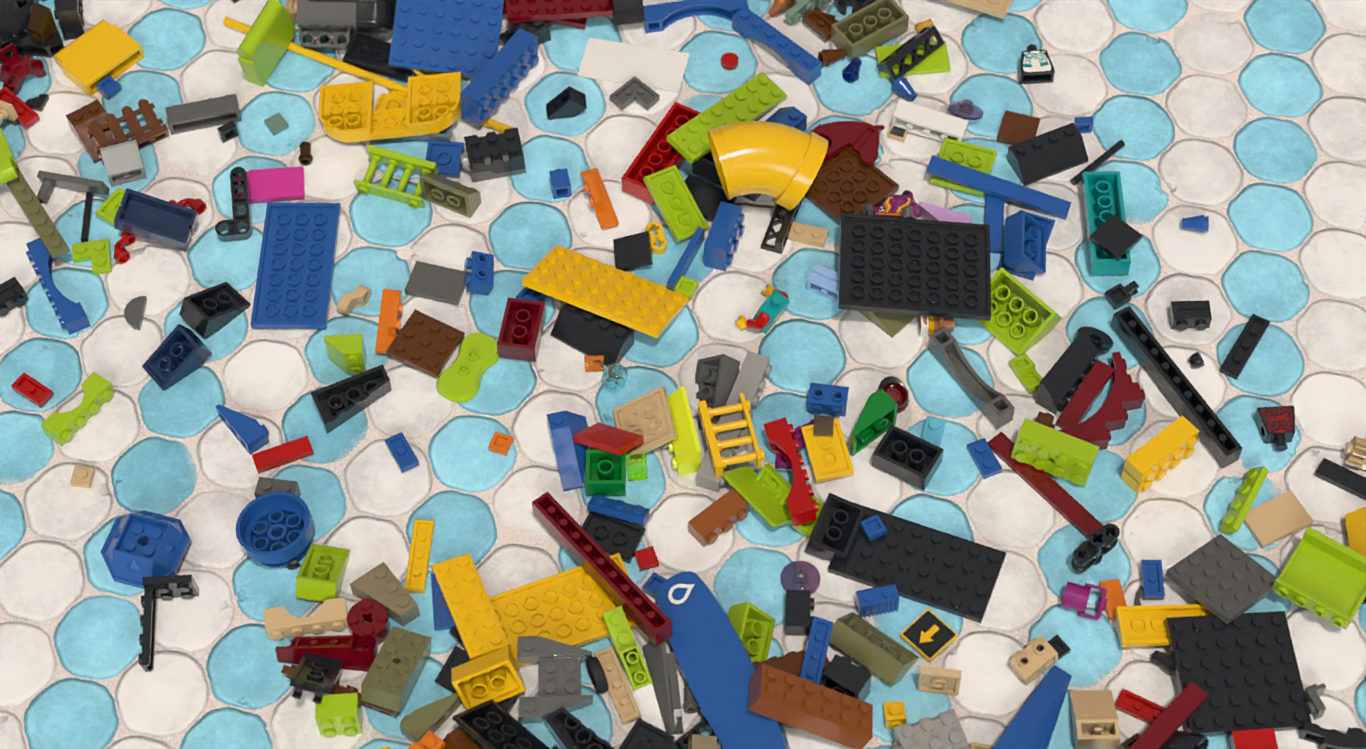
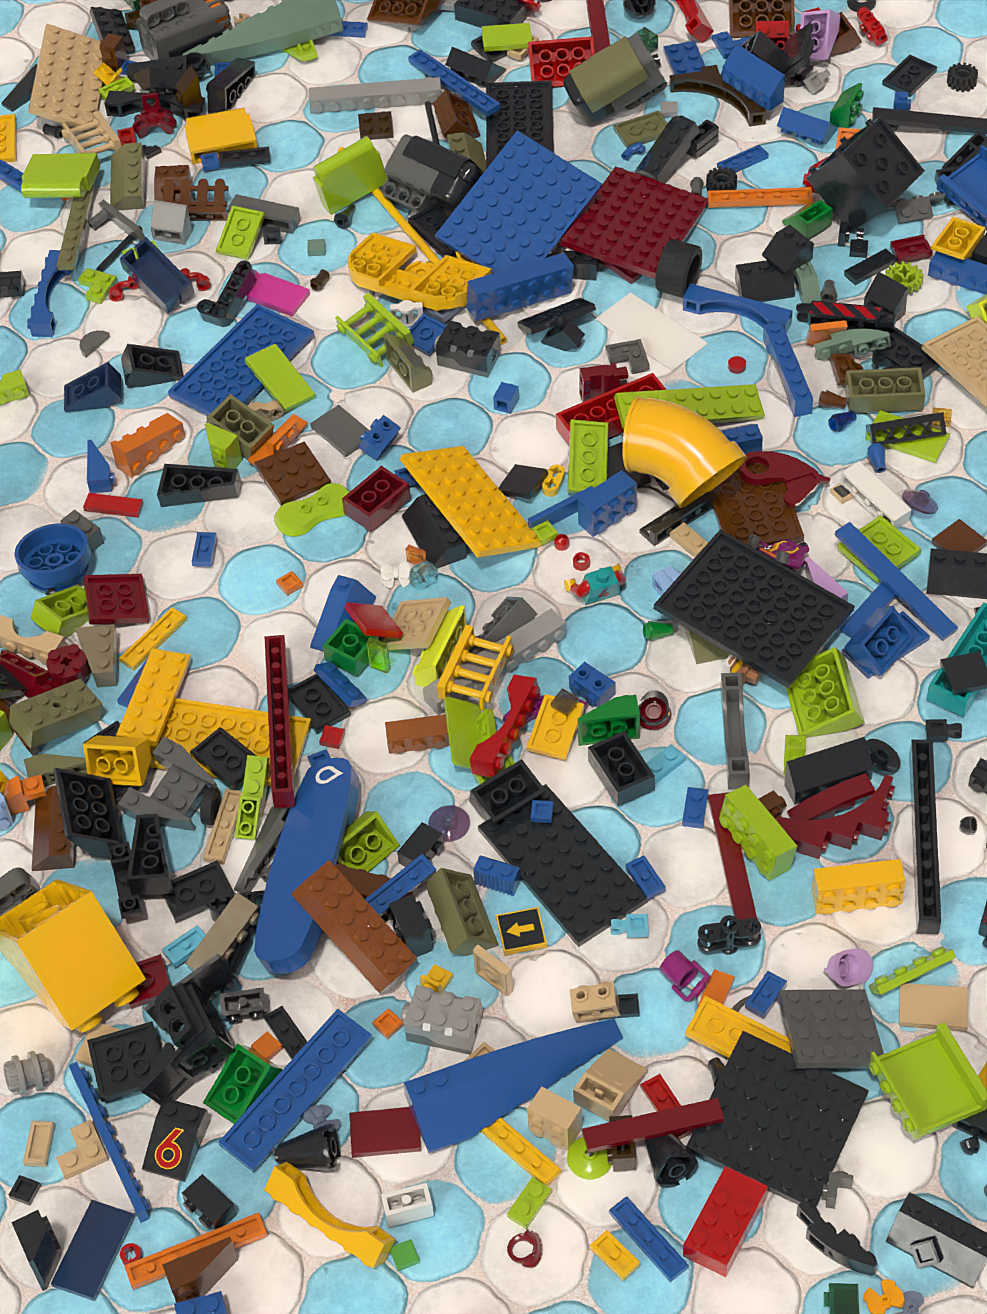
camera: 35 degrees right, 5 degrees down
(42, 138) = (128, 177): none -> olive slope
(139, 67) = (244, 157): none -> black plate
(196, 142) = (240, 232): none -> lime tile
(273, 382) = (146, 444): none -> orange wedge
(280, 85) = (343, 218): none -> black cone
(345, 261) = (280, 377): none -> lime tile
(350, 318) = (243, 421): none -> olive brick
(360, 538) = (115, 599): none -> dark red plate
(412, 145) = (407, 307): none -> white piece
(546, 88) = (556, 315): none -> black tile
(575, 625) = (223, 757): none -> black tile
(582, 390) = (388, 574): none -> white piece
(599, 198) = (529, 423): orange bracket -> none
(634, 131) = (600, 379): none -> dark red hips
(707, 290) = (561, 542): none -> red hinge
(734, 292) = (581, 566): none -> red axle
(840, 326) = (654, 630): none -> green cone
(991, 536) = (645, 877): none -> blue plate
(1013, 581) = (635, 925): none -> medium azure plate
(1197, 523) = (850, 967): none -> lavender piece

